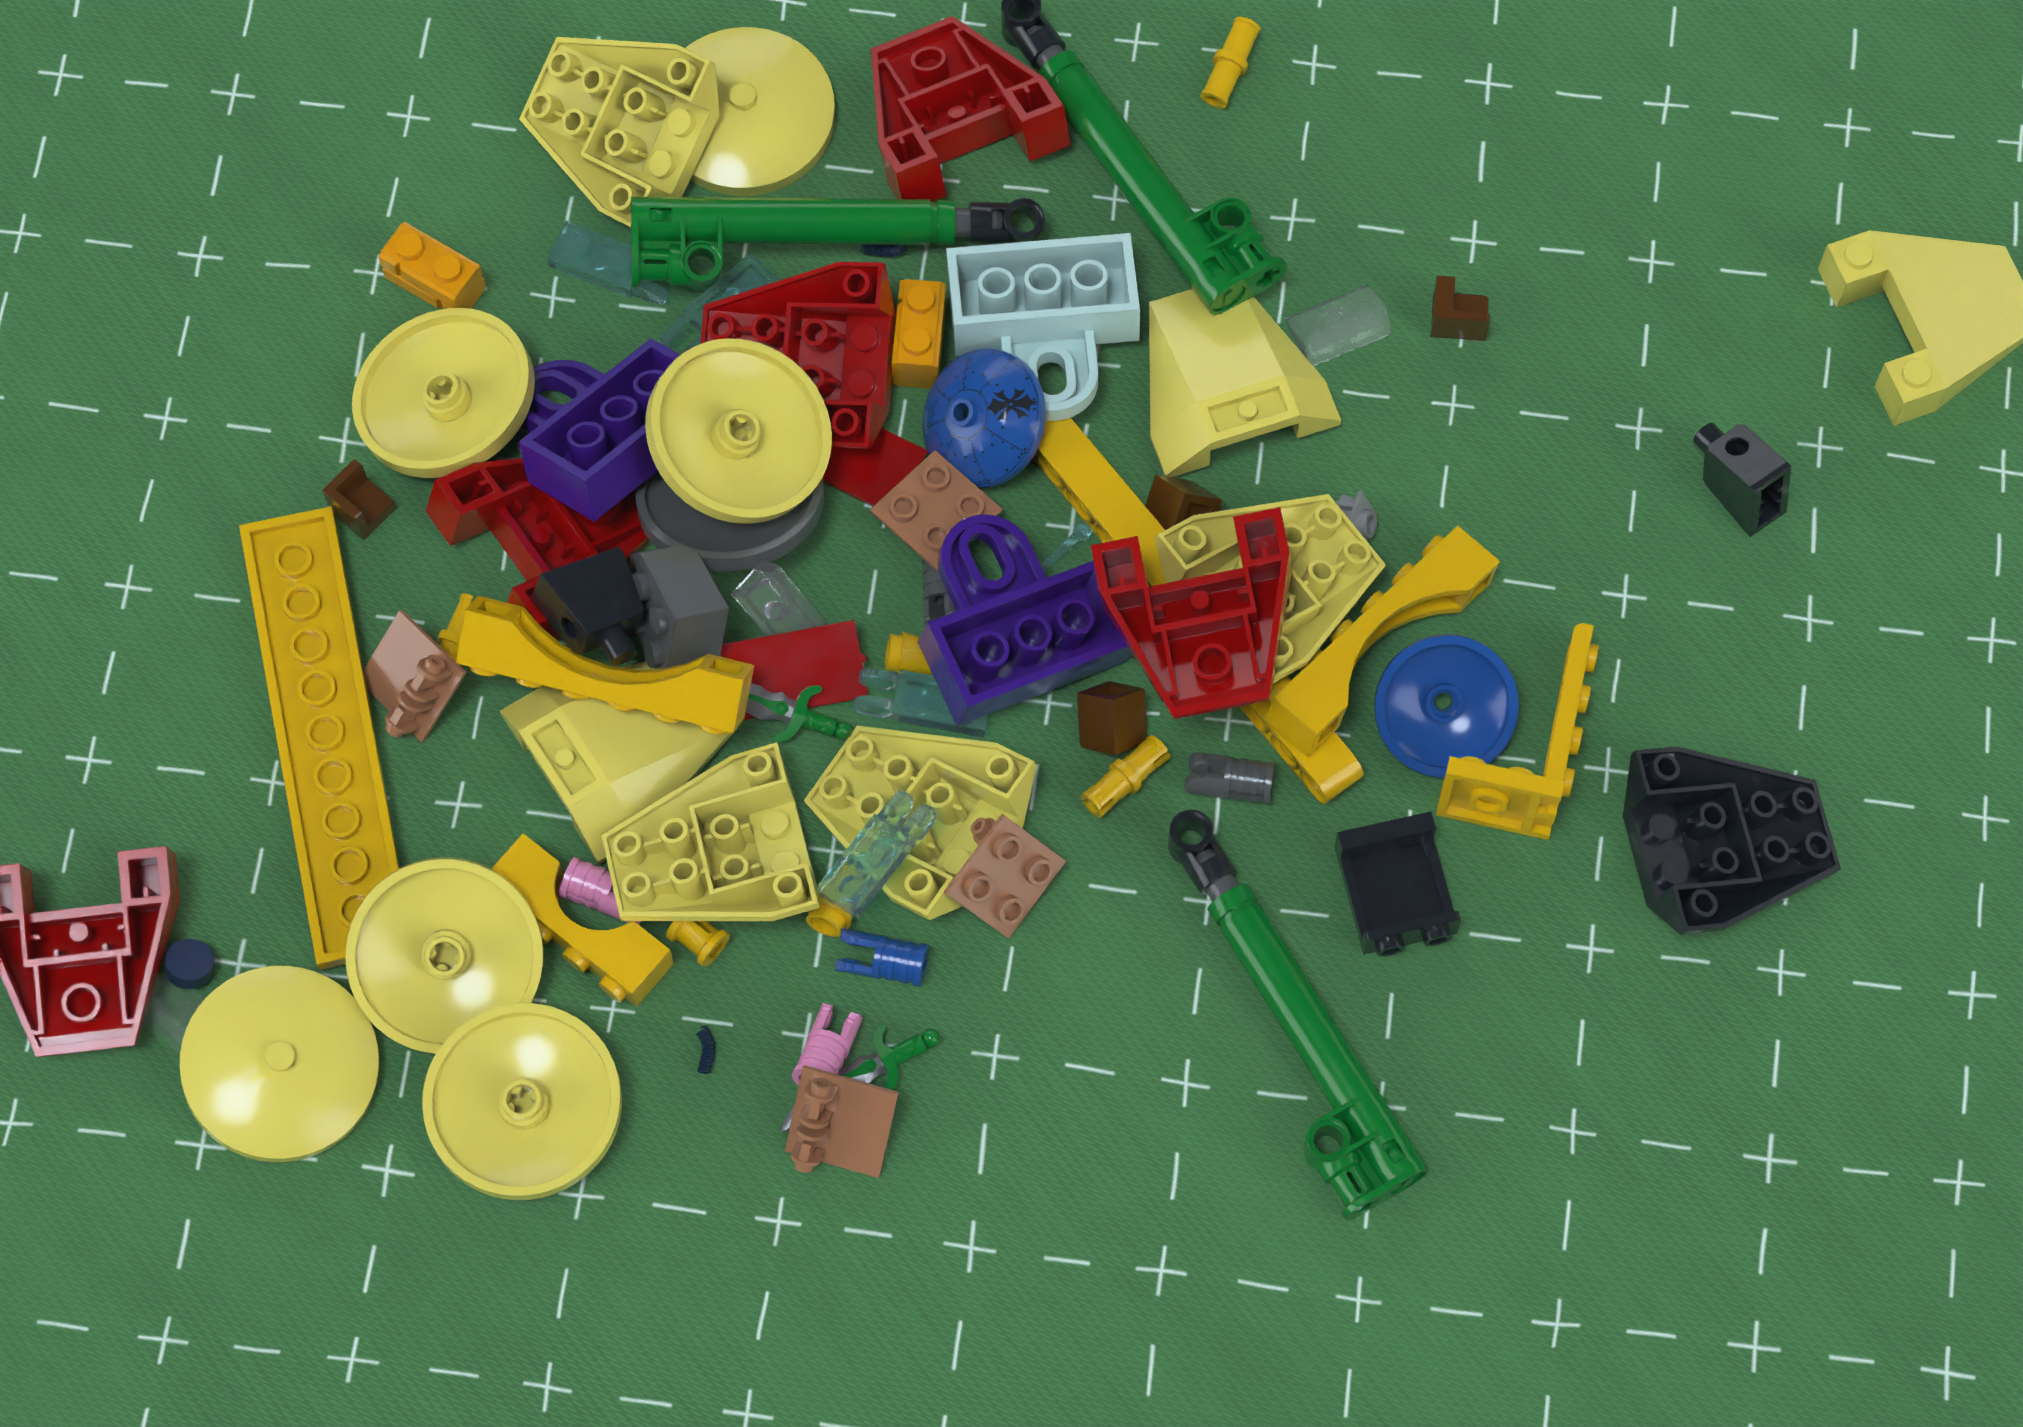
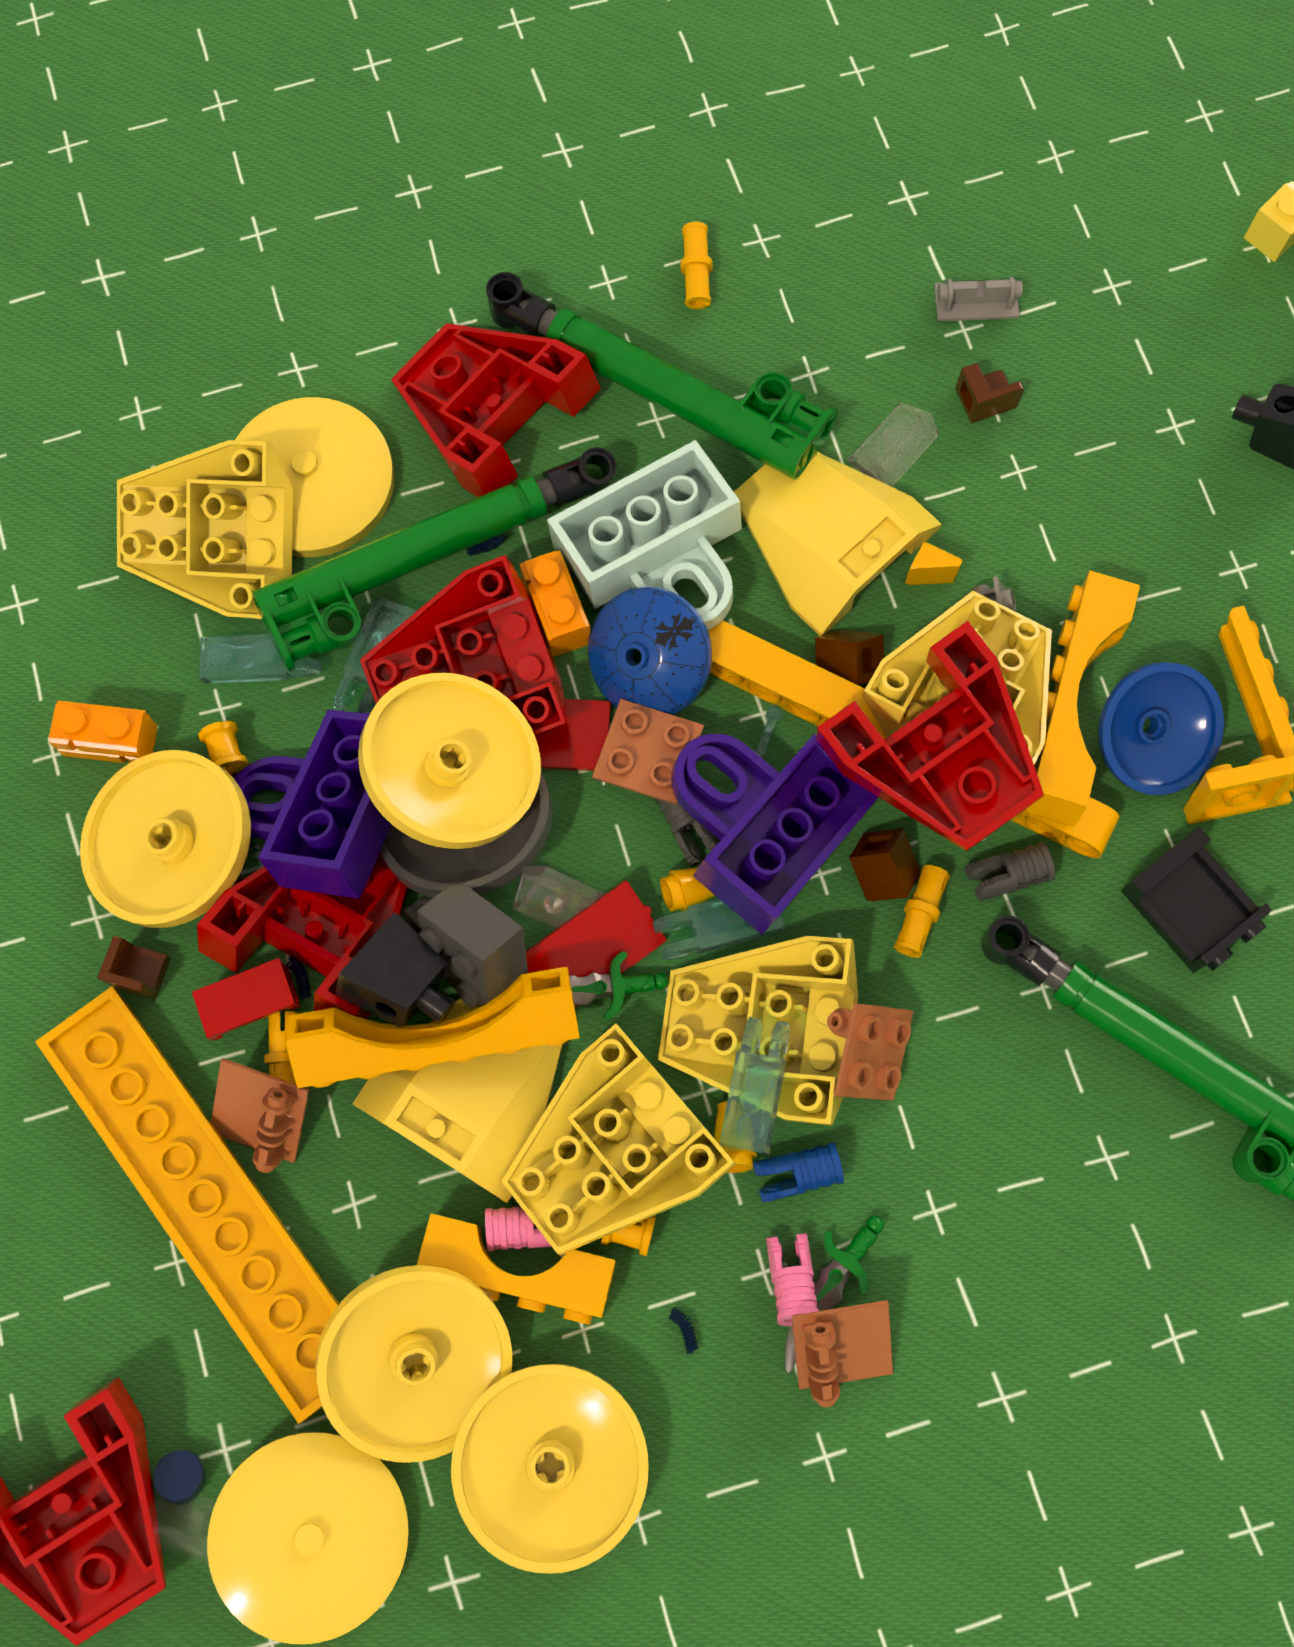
camera: 25 degrees left, 5 degrees up
(447, 569) = (245, 998): none -> red hinge
(507, 577) = (293, 966): none -> dark blue leg
(538, 332) = (223, 746): none -> yellow bush
(1307, 457) = (933, 566): none -> yellow slope
(1498, 216) = (977, 299): none -> light grey hinge

